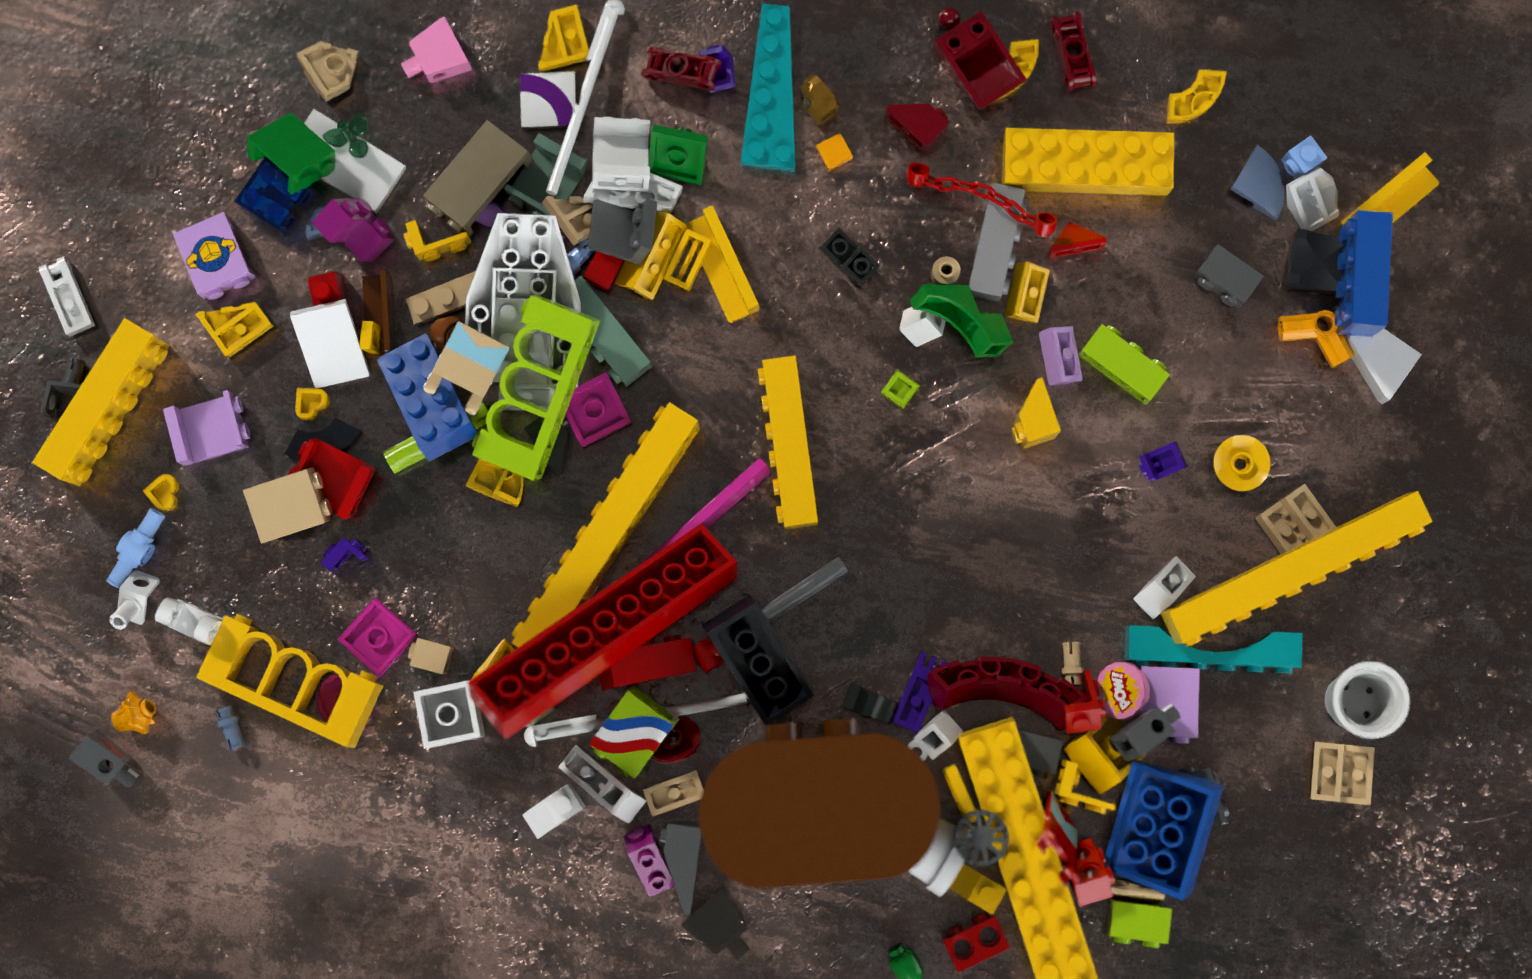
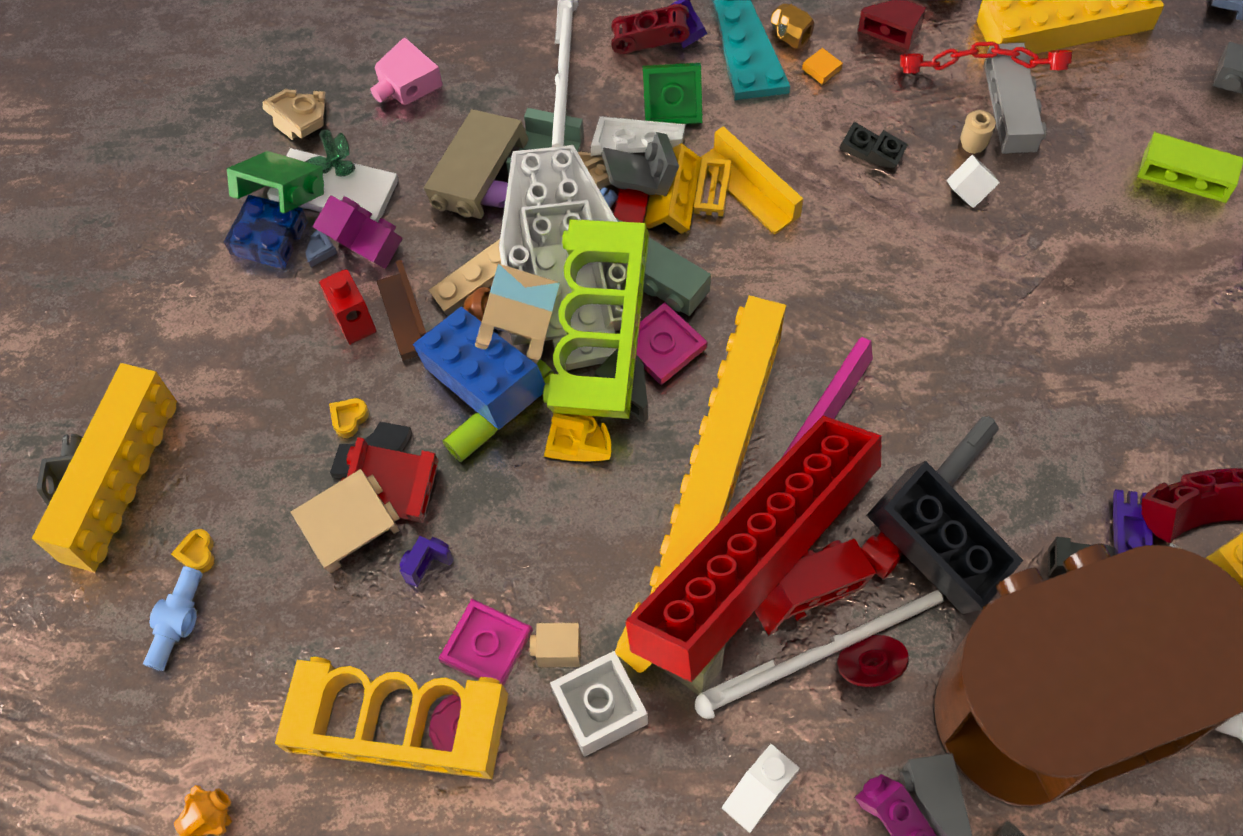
camera: 20 degrees left, 20 degrees down
(66, 297) = (53, 379): white plate -> none
(133, 600) = (180, 678): white bracket -> none
(188, 619) = (252, 680): white piece -> none
(207, 429) = (237, 471): lavender panel -> none
(213, 256) = (212, 299): lavender panel -> none
(229, 724) = (327, 795): sand blue pin -> none
(235, 326) = (248, 360): yellow wing -> none
(330, 343) = (358, 343): white tile -> none
(370, 337) = (400, 327): yellow tile -> none
(415, 239) = (447, 236): yellow bracket -> none
(547, 100) = (525, 88): tile -> none
(564, 40) = (528, 37): yellow wing -> none
(602, 784) = (811, 738): white slope -> none
(620, 154) = (613, 107): white panel -> none
(633, 732) = (827, 665): panel -> none
(674, 793) = (899, 726): tan plate -> none
(789, 442) = (884, 322): yellow brick -> none
(900, 389) = (974, 247): lime tile -> none
(956, 305) = (1009, 153): green arch -> none
(1027, 292) = (1062, 135): yellow slope -> none
(1036, 418) = (1132, 227): yellow slope -> none
(1060, 355) = (1120, 179): lavender slope -> none
(1076, 240) = (1092, 80): red slope -> none

